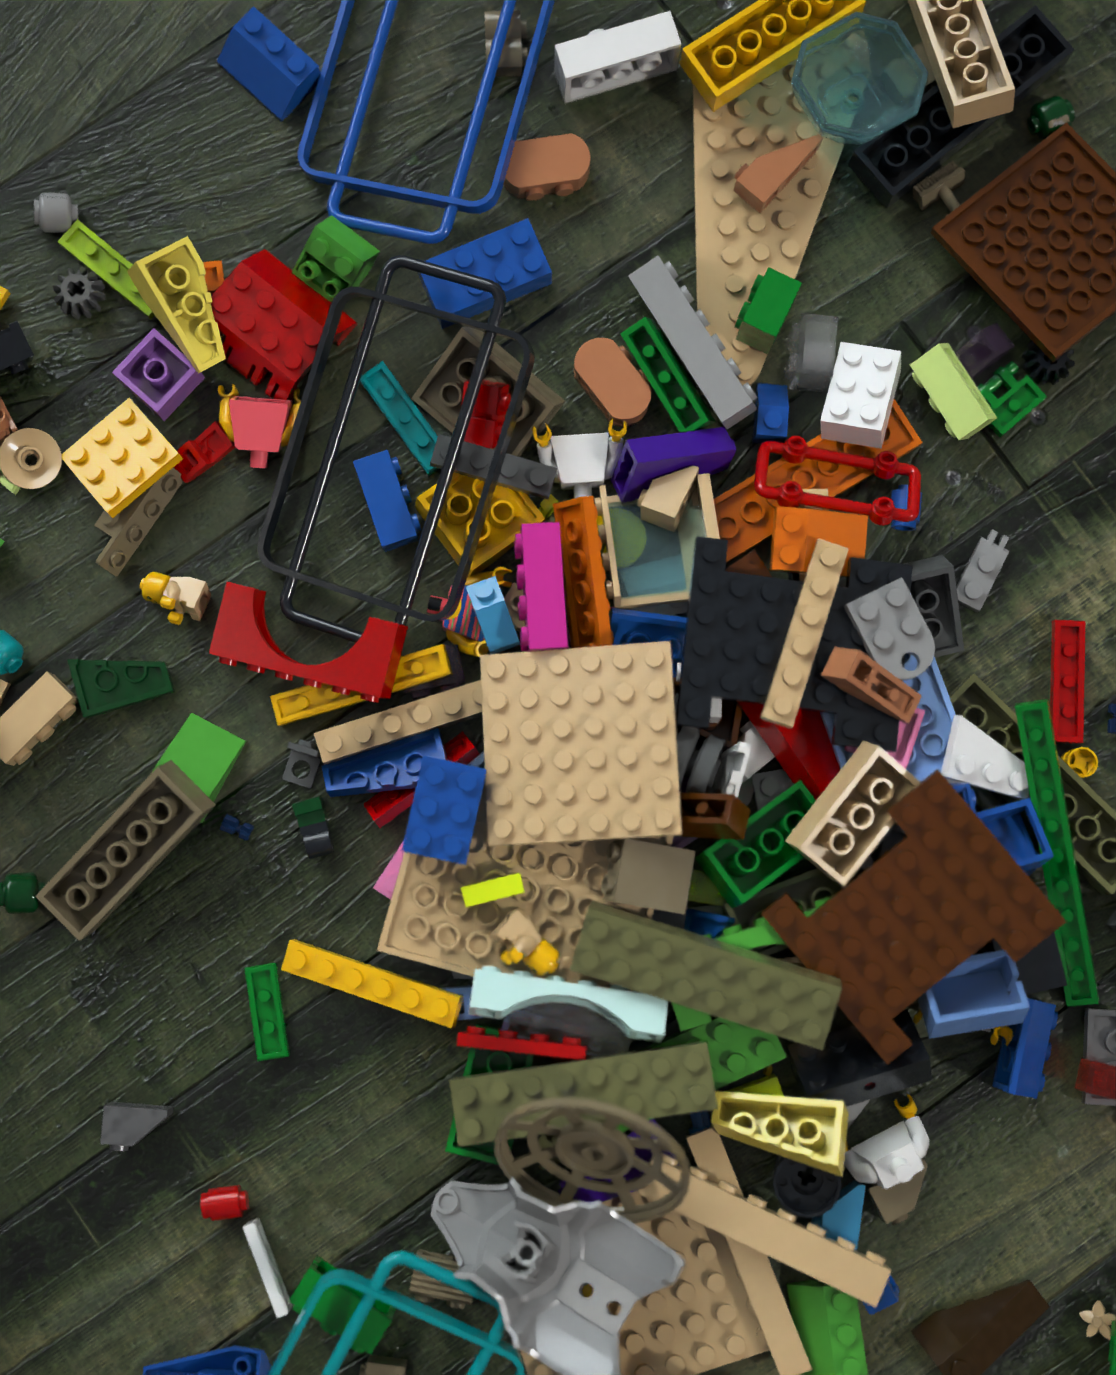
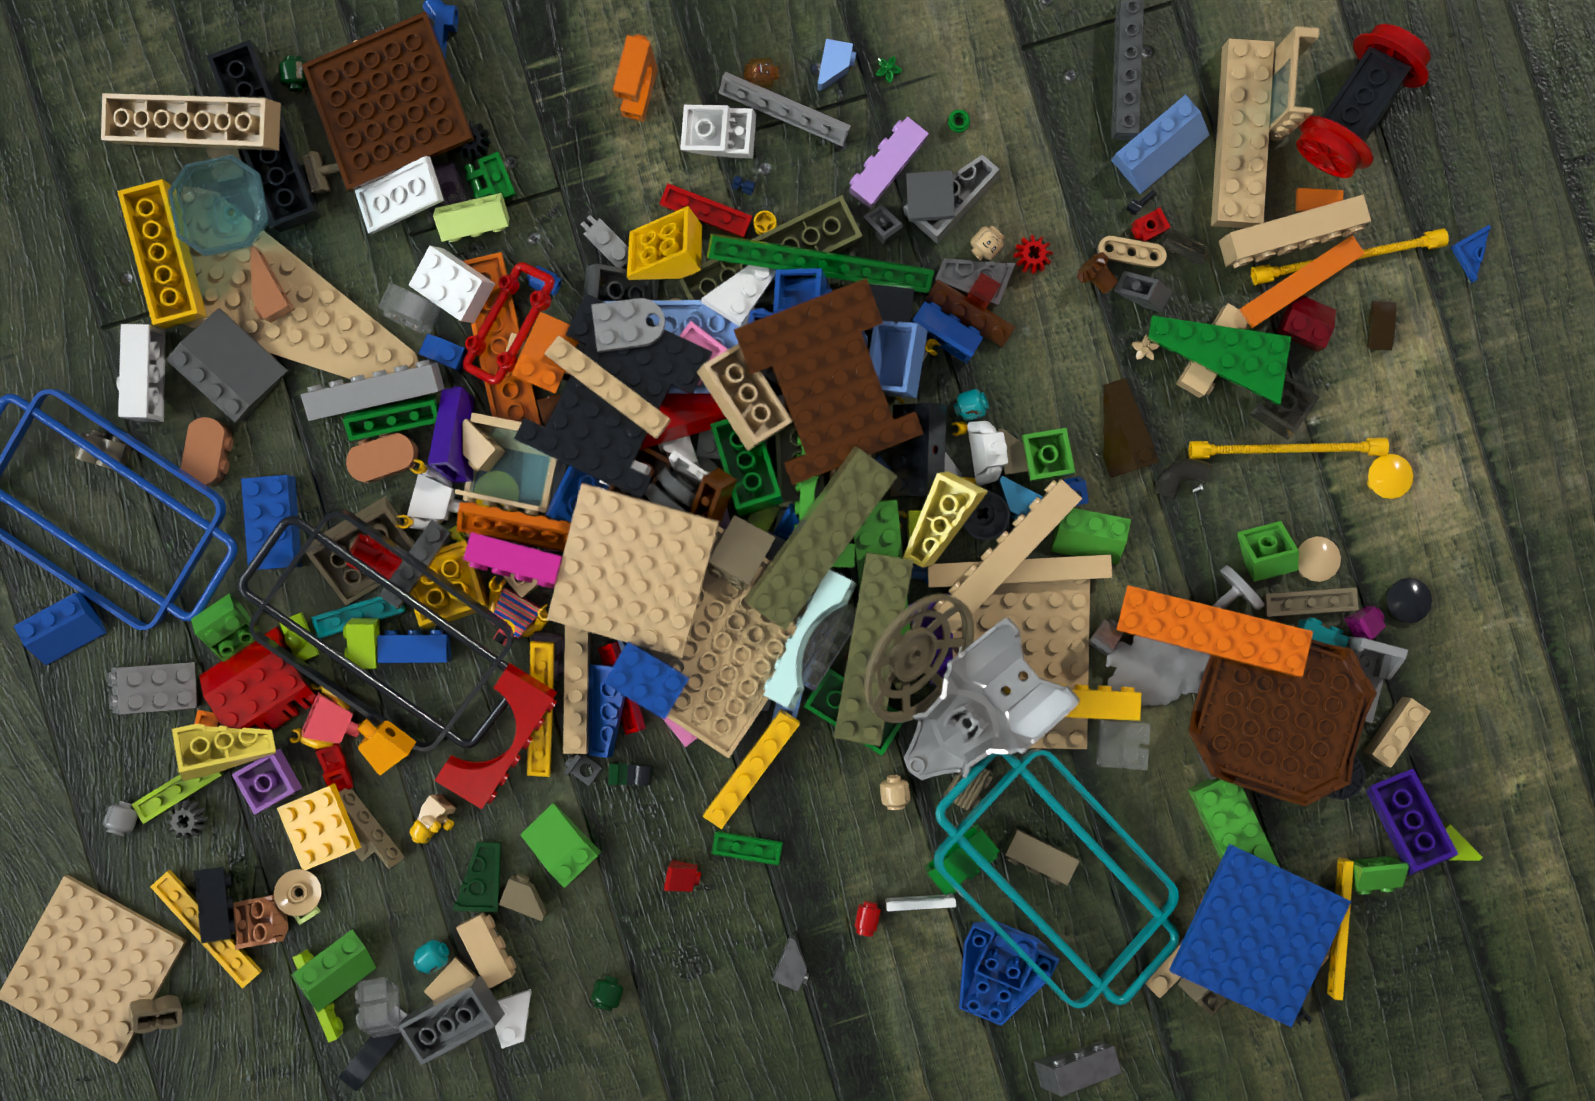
camera: 70 degrees left, 5 degrees up
(112, 743) = (523, 897): none -> dark tan slope
(125, 850) = (600, 911): dark tan brick -> none
(202, 939) = (681, 876): none -> red slope
(230, 198) = (152, 688): none -> light grey bracket
(231, 825) = (609, 831): dark blue piece -> none
(251, 503) = (384, 745): none -> light orange torso
(342, 355) = (297, 645): none -> lime tile
(373, 433) = (362, 641): none -> lime brick
(401, 1183) = (895, 792): none -> tan head
(492, 889) = (713, 664): neon yellow piece -> none
(493, 615) = (522, 600): dark azure slope -> none
(524, 941) = (756, 654): piece -> none
(536, 1044) = (821, 687): red plate -> none
(661, 156) = (227, 365): none -> dark grey slope
(769, 306) = (366, 328): green brick -> none
(871, 683) = (658, 353): nougat slope -> none
(915, 1239) = (1048, 454): none -> bright green slope
(942, 1112) = (971, 405): none -> teal head
(948, 294) = (399, 195): none -> white tile
(1004, 647) = (666, 247): none -> yellow slope
(1061, 1071) = (970, 313): none -> reddish brown plate

